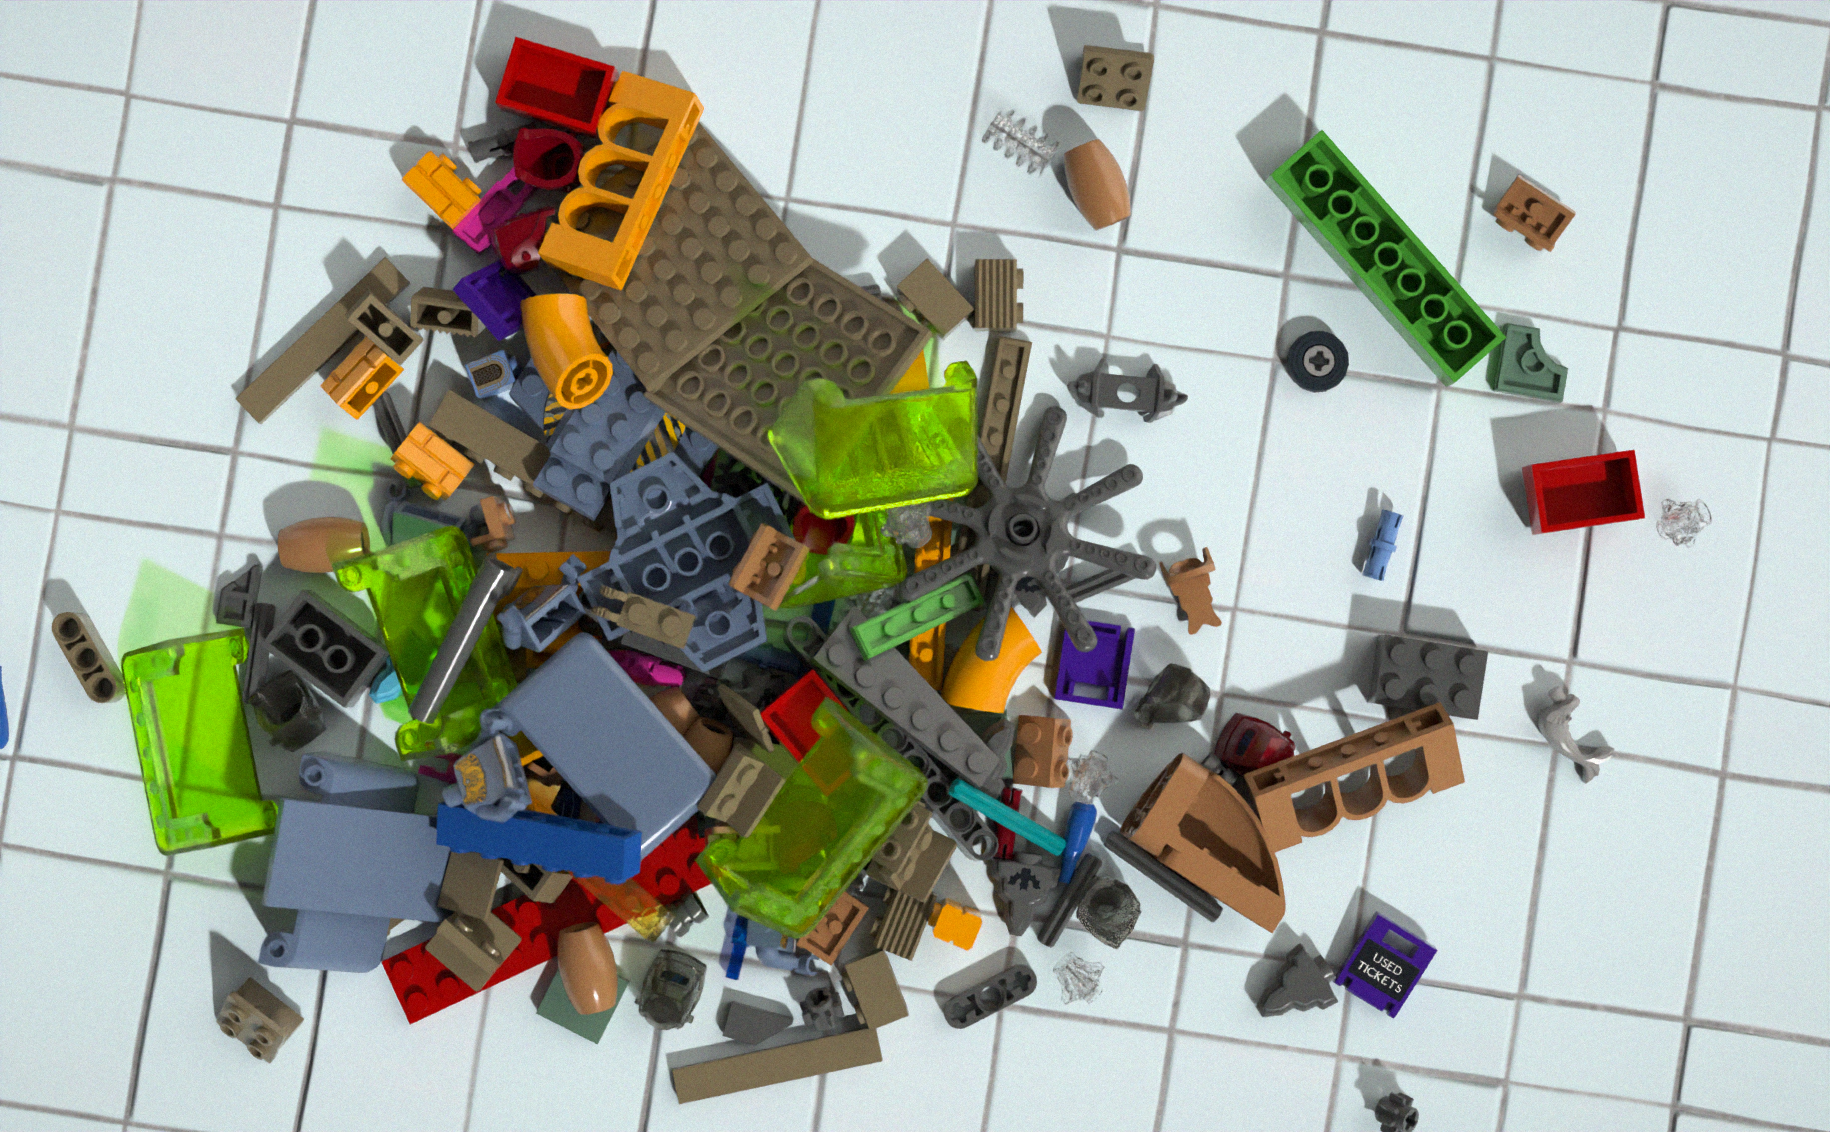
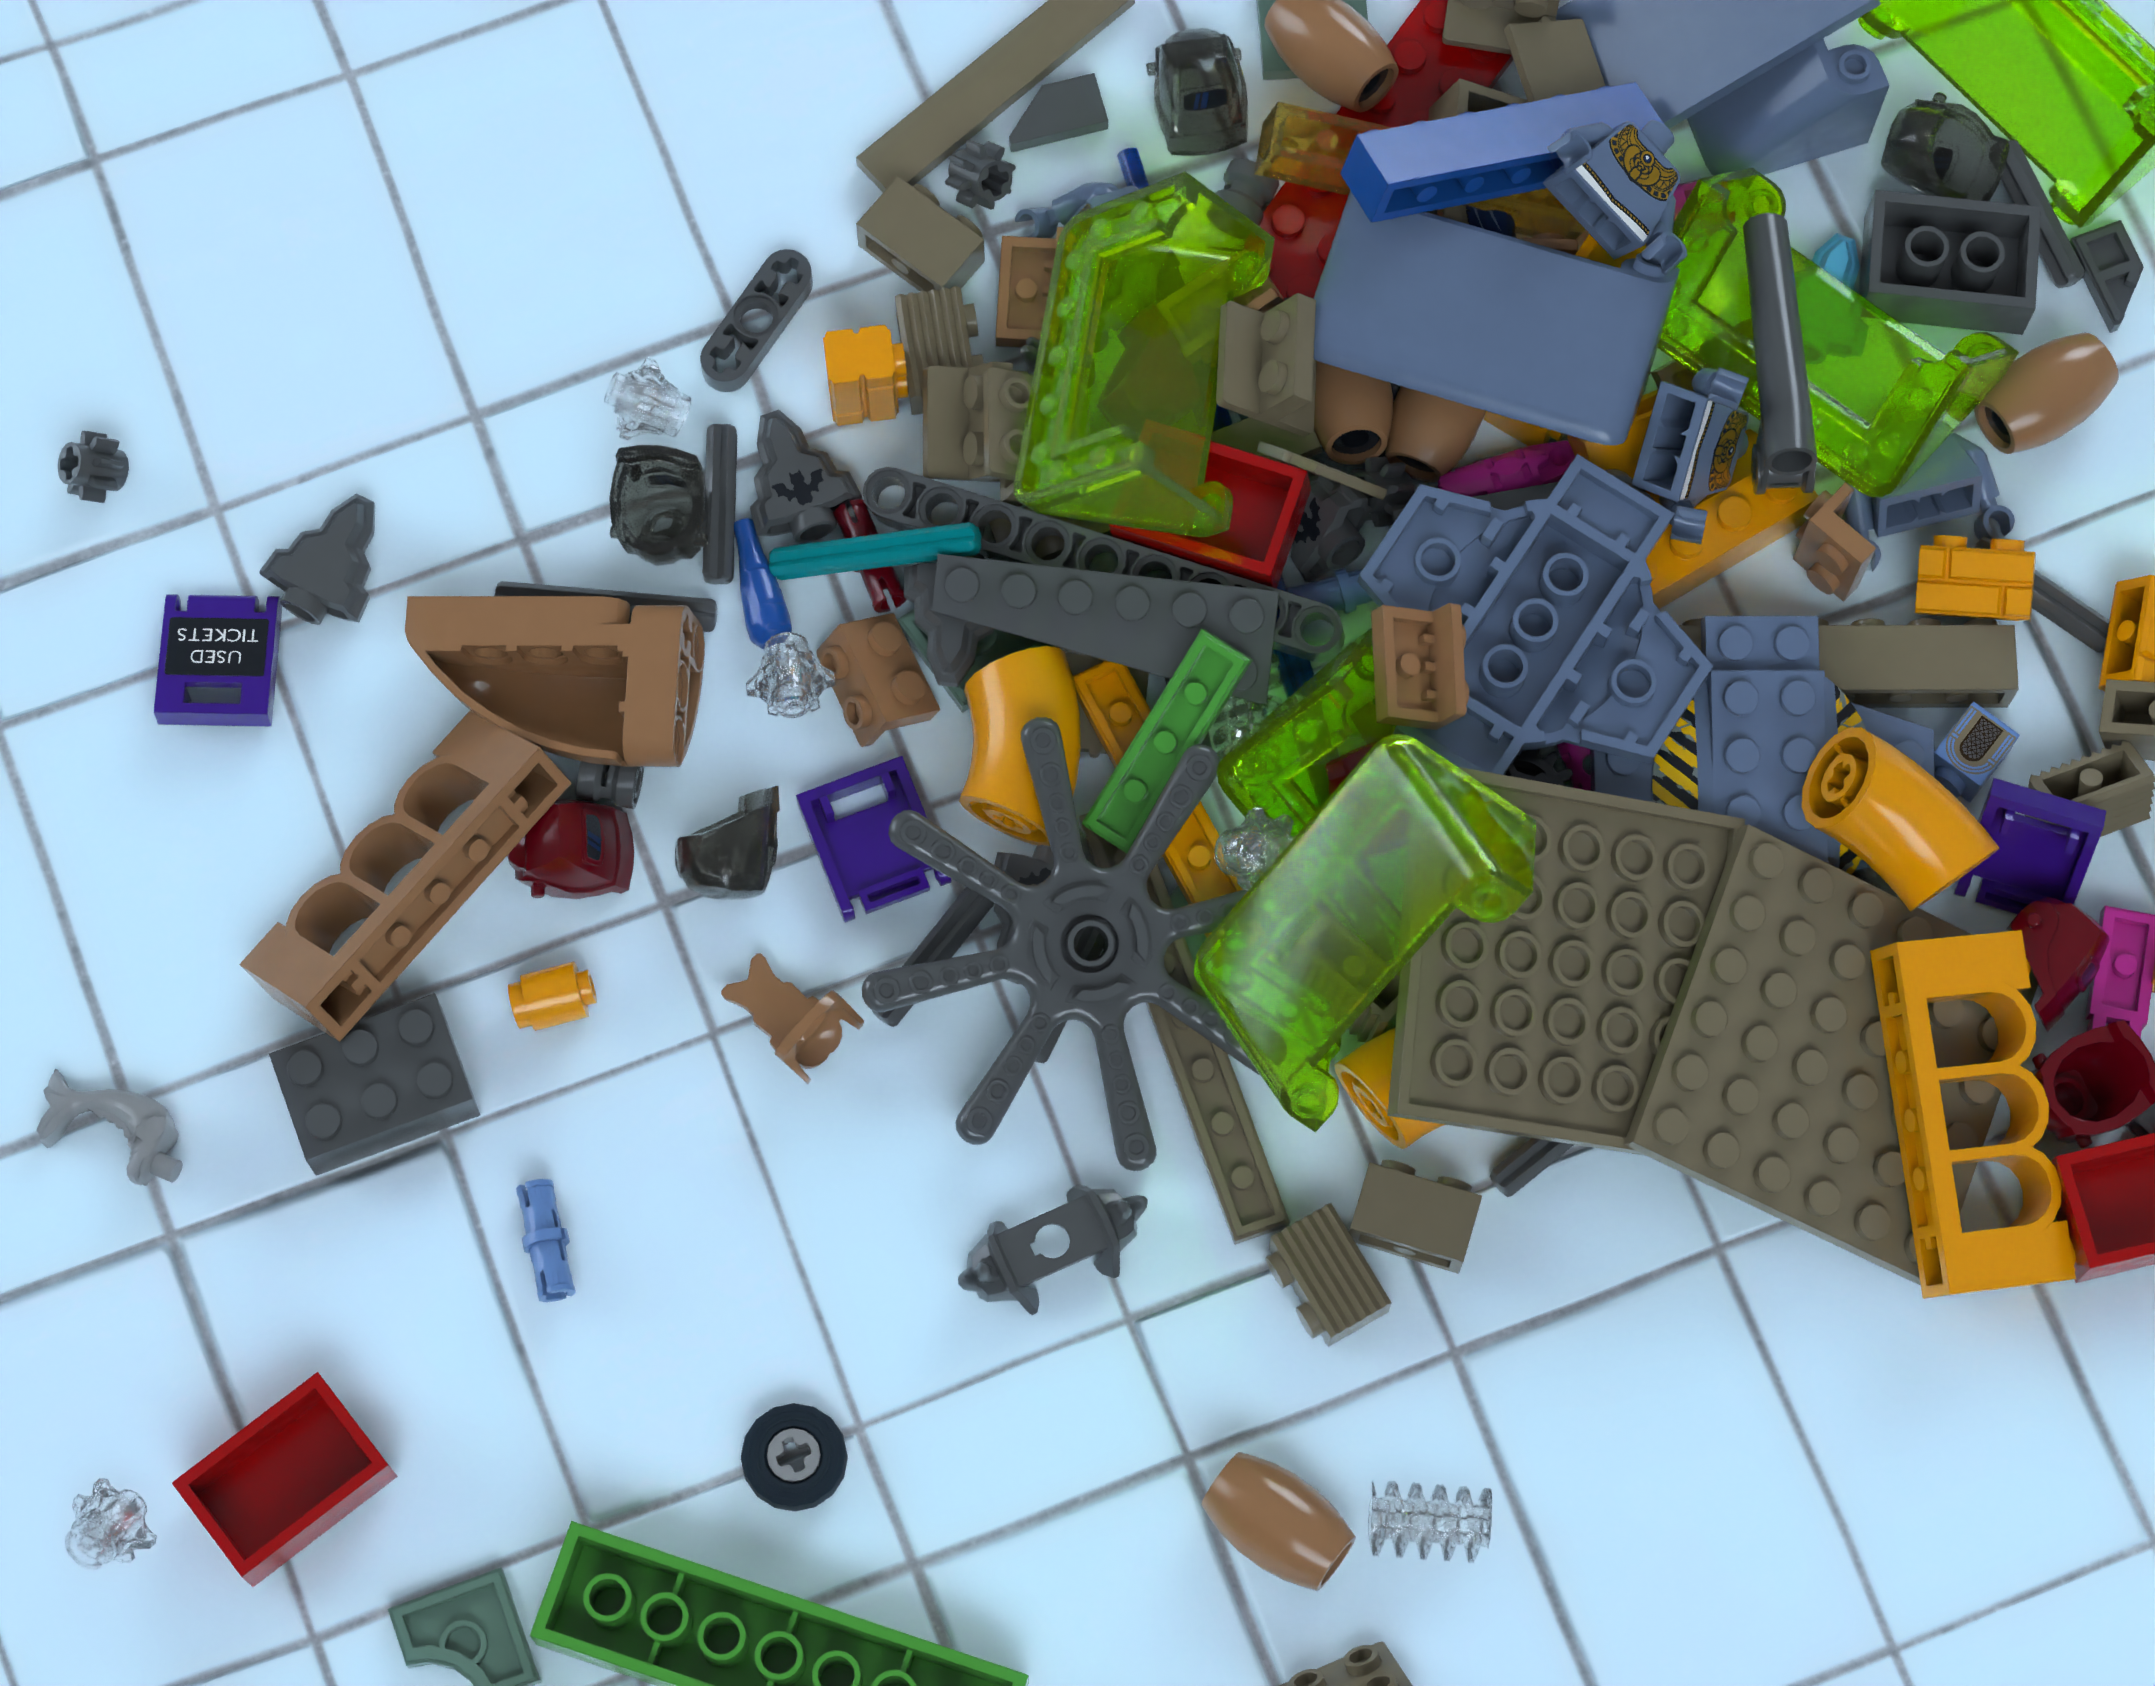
camera: 150 degrees right, 15 degrees down
(648, 617) = (1544, 509): dark tan hinge -> none
(1310, 673) = (552, 996): none -> light orange brick

